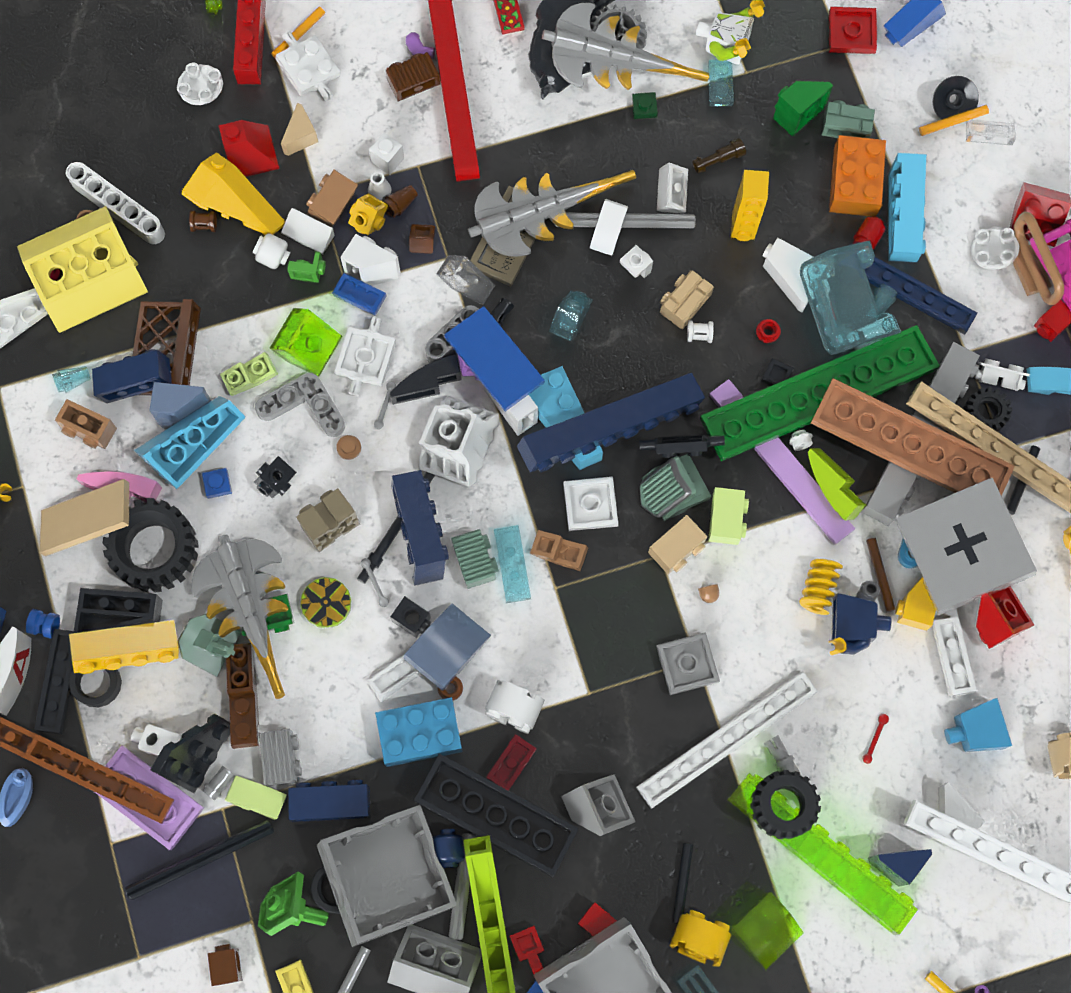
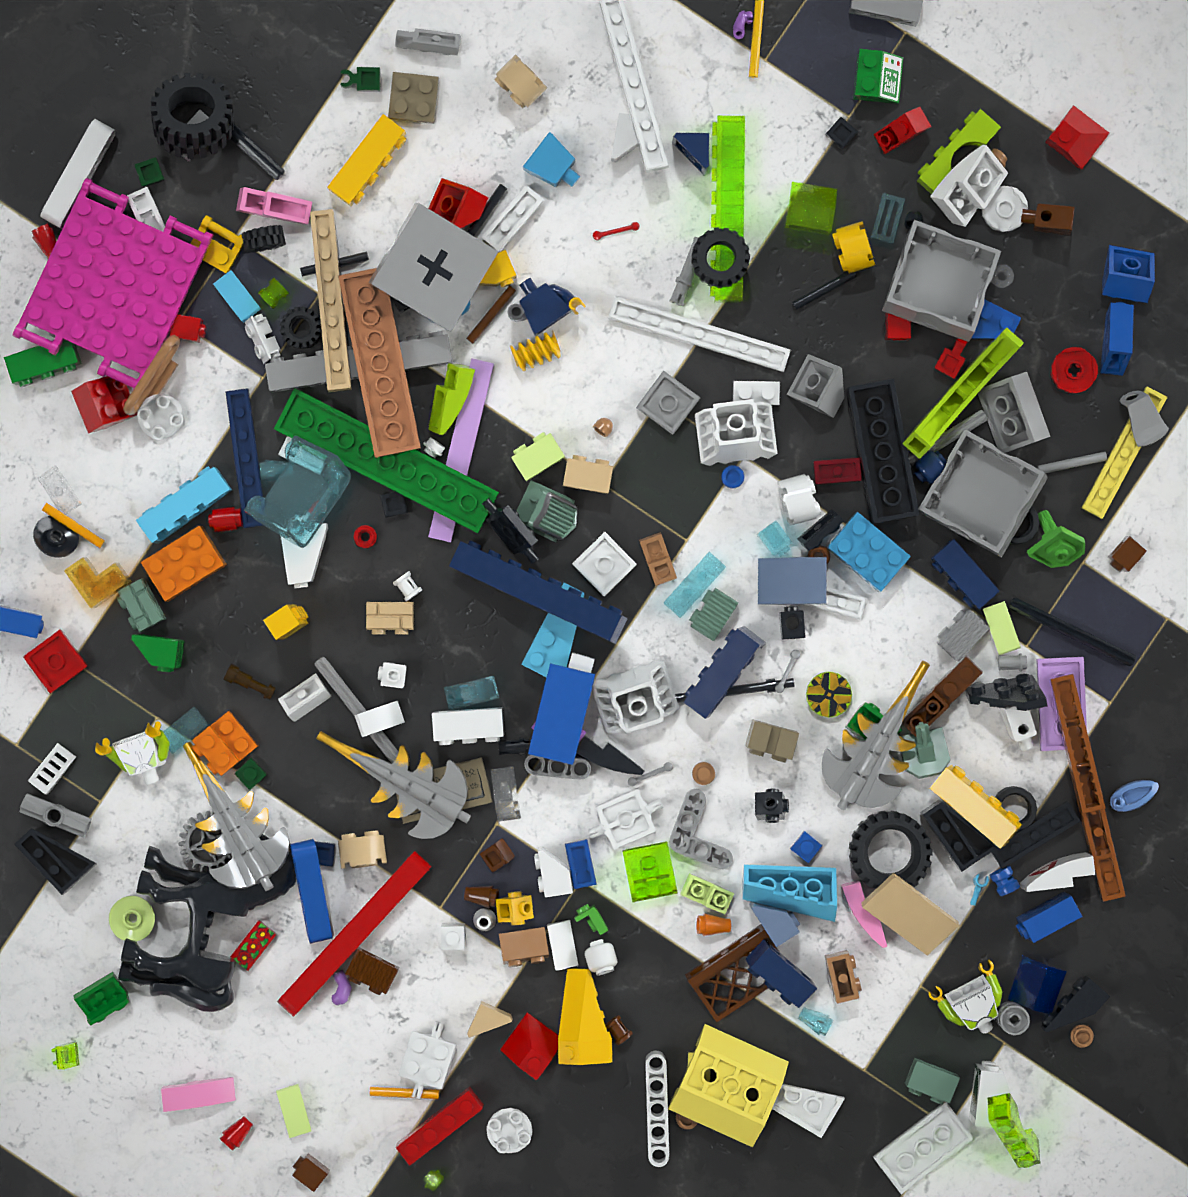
camera: 130 degrees left, 15 degrees up
(57, 597) = (977, 889): none -> medium azure hand
(219, 357) = (712, 925): none -> orange cone
(471, 706) = (823, 527): none -> black plate
(495, 660) = (775, 539): none -> clear light blue brick
(513, 135) = (362, 851): none -> tan brick
(514, 71) = (311, 891): none -> blue beam
(536, 111) = (325, 853): none -> dark blue tile
(546, 288) = (468, 725): none -> white brick
(579, 669) = (732, 476): none -> blue tile
(615, 701) = (736, 432): none -> white slope
(636, 747) = (757, 390): none -> white plate
(685, 102) = (224, 744): none -> orange plate
(895, 96) = (97, 587): none -> clear yellow brick
(975, 638) = (491, 203): none -> black bar
(1034, 410) = (273, 293): none -> clear neon green wheel

